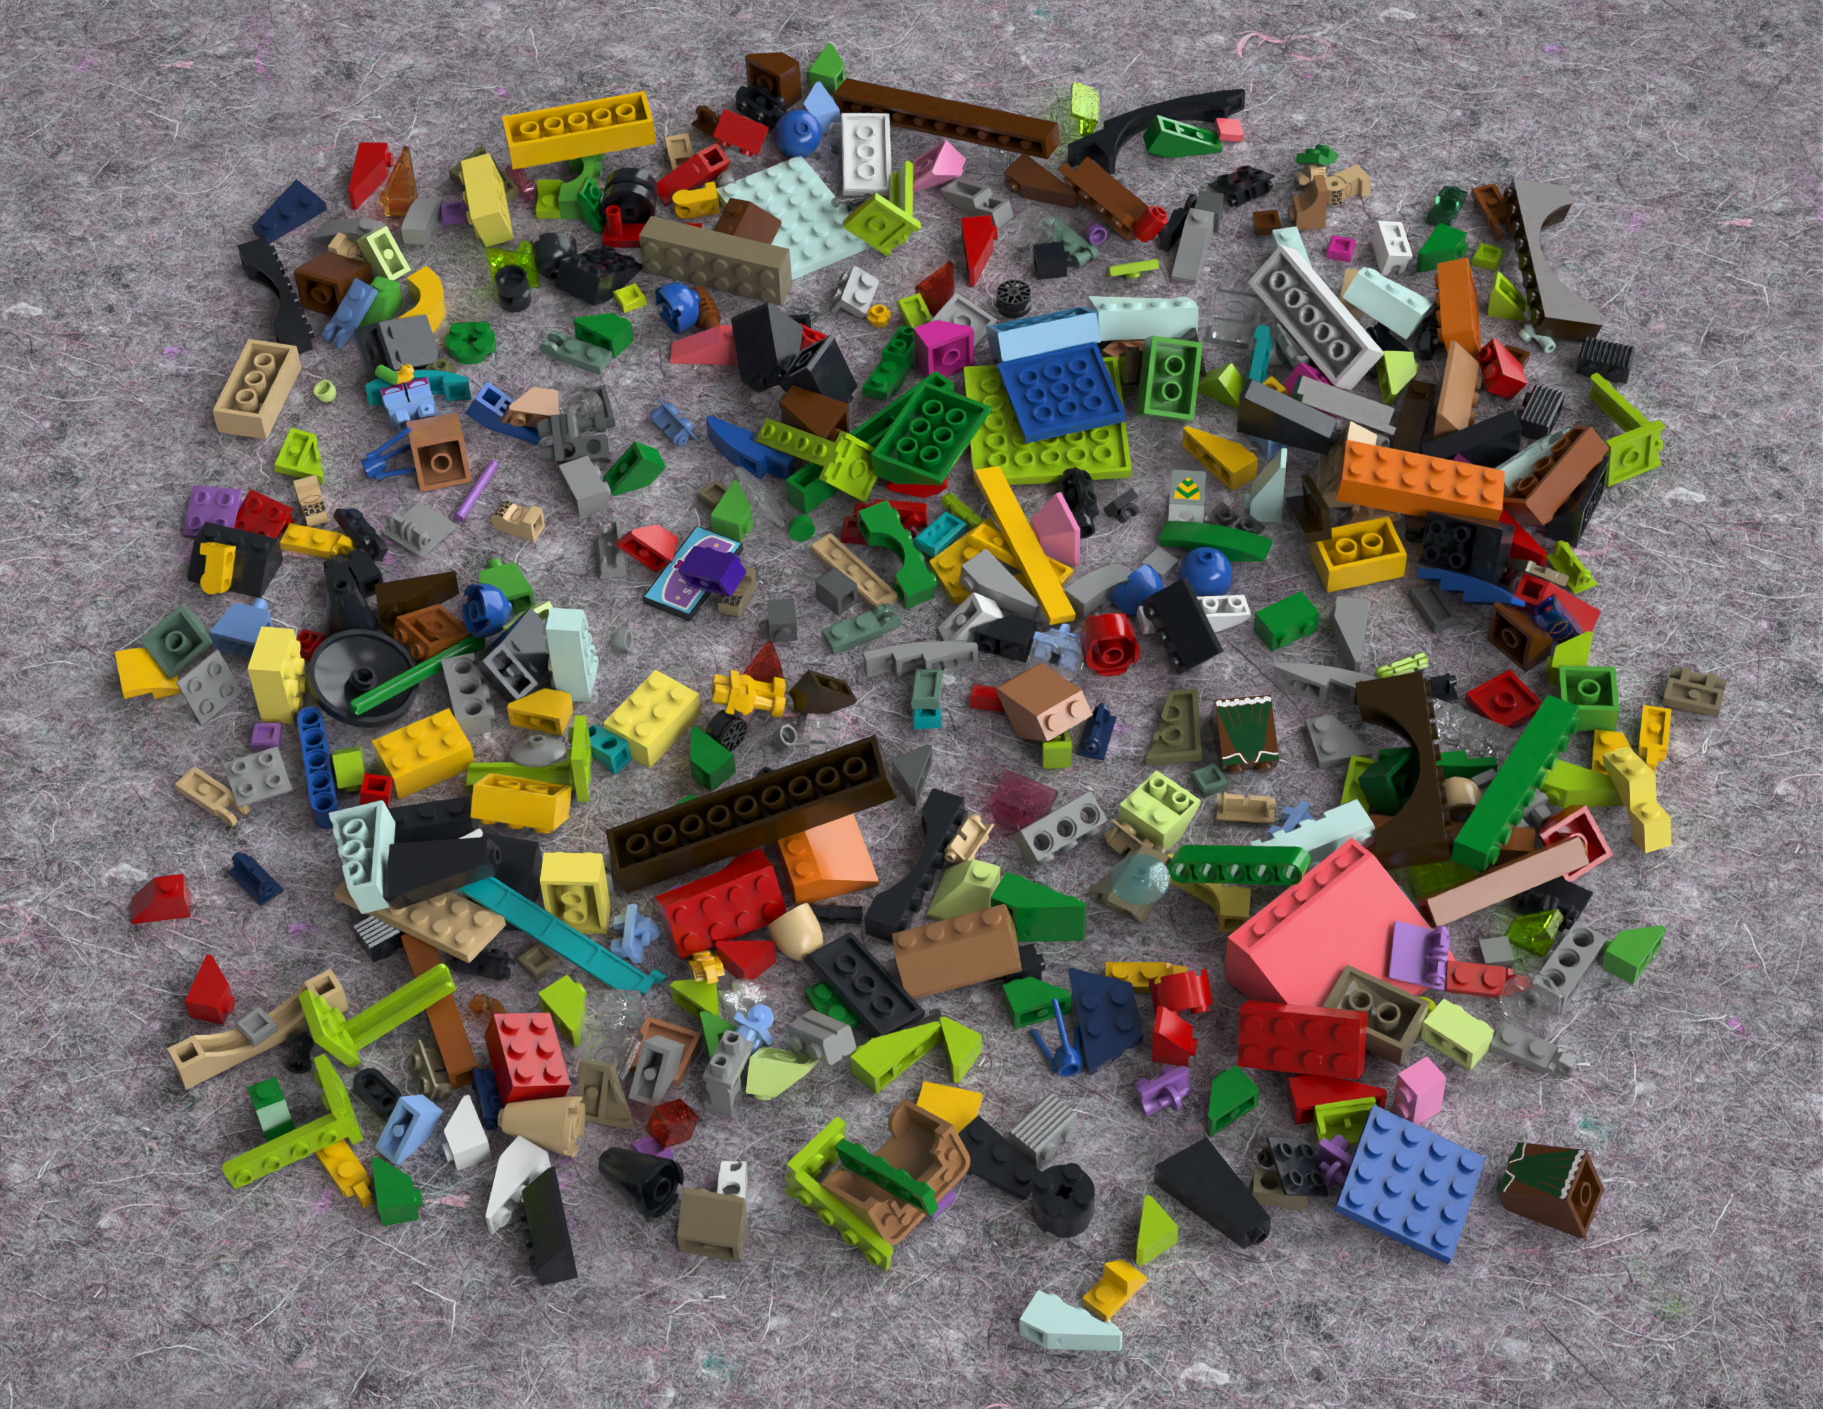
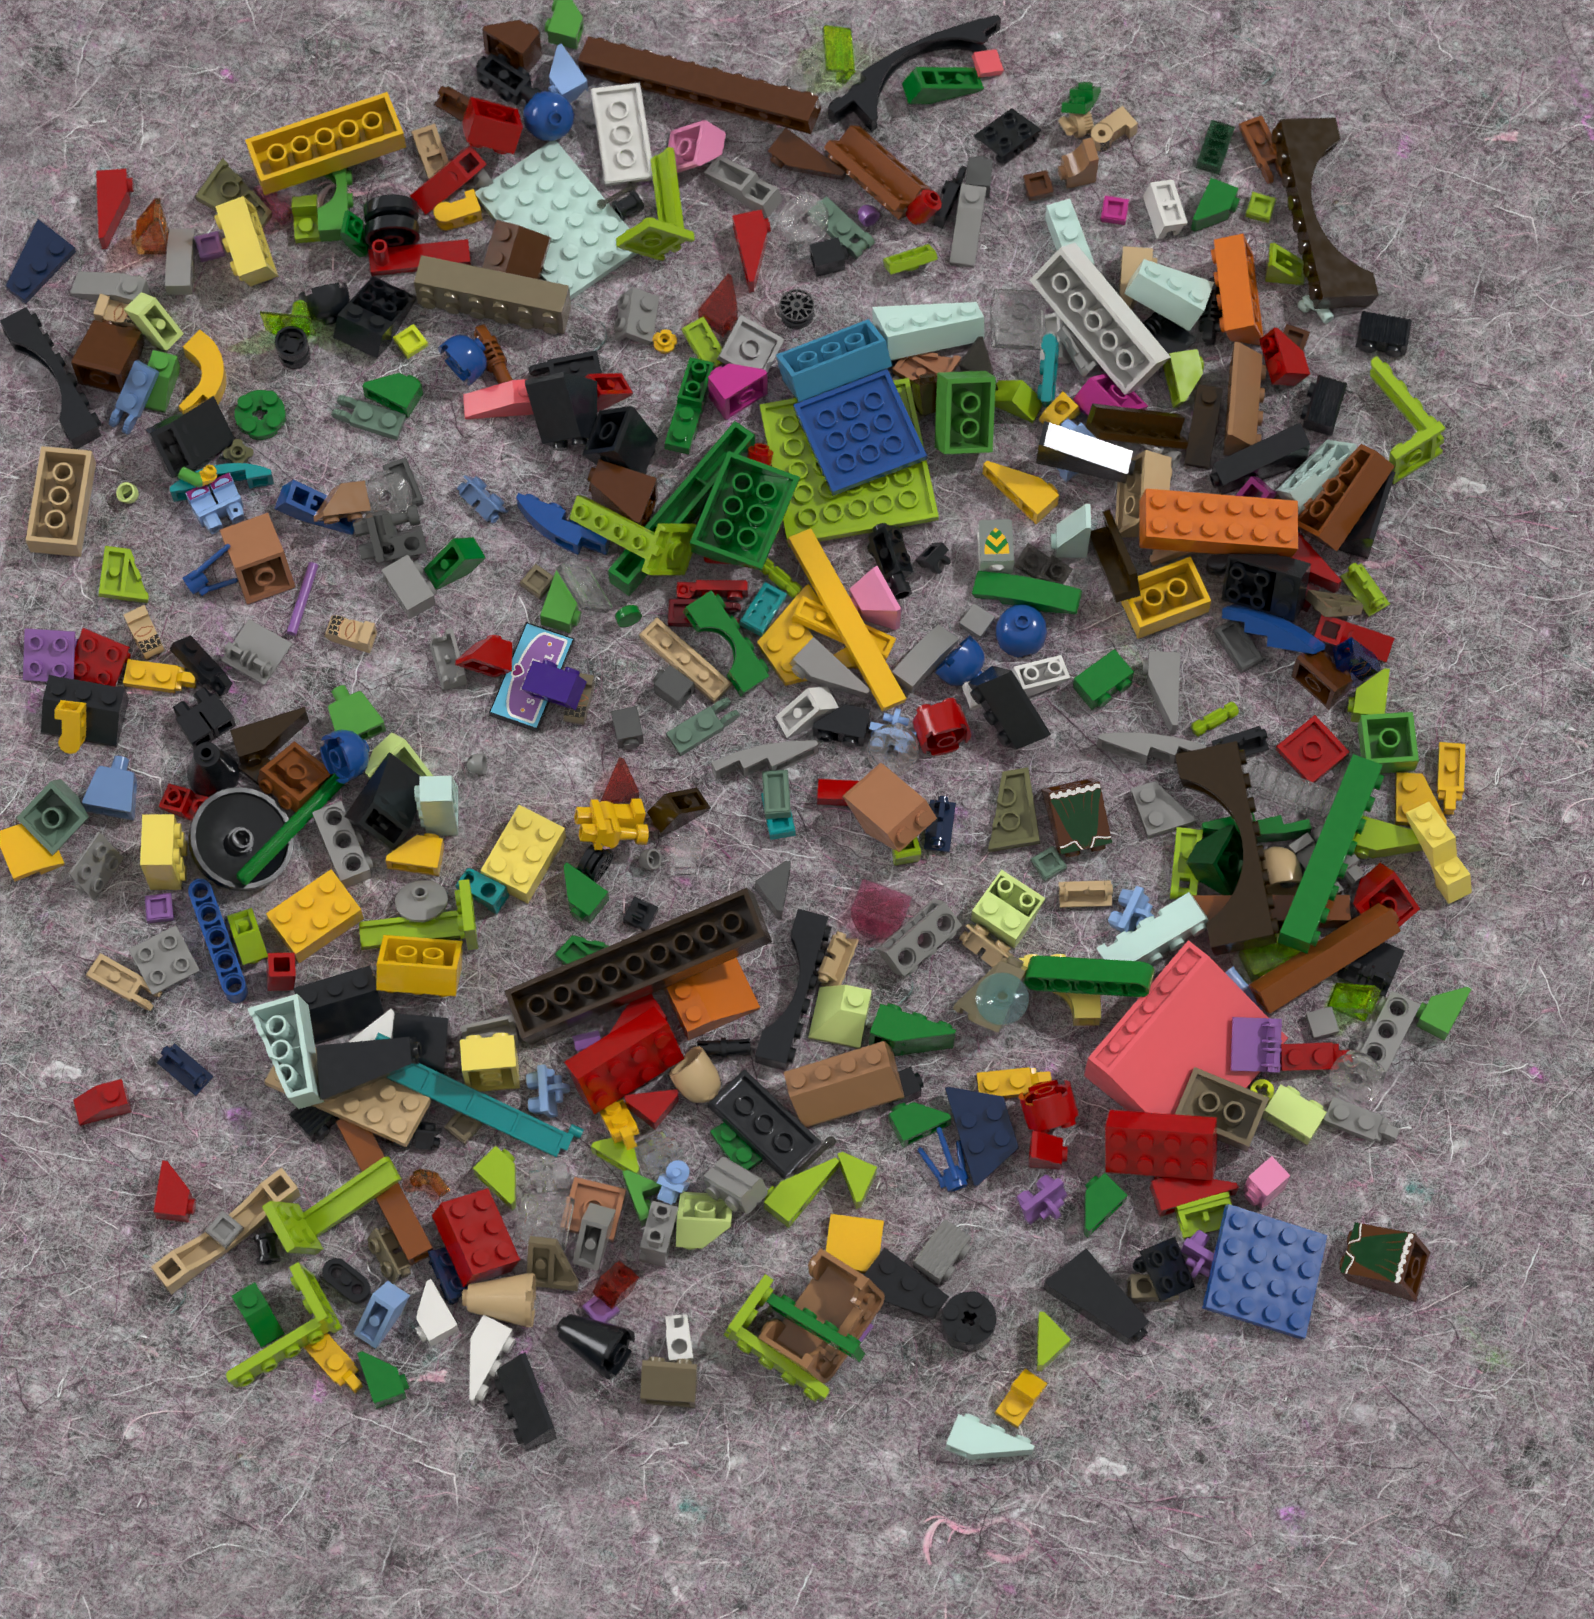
camera: 10 degrees left, 20 degrees up
(1694, 691) = (1485, 726): dark tan plate -> none

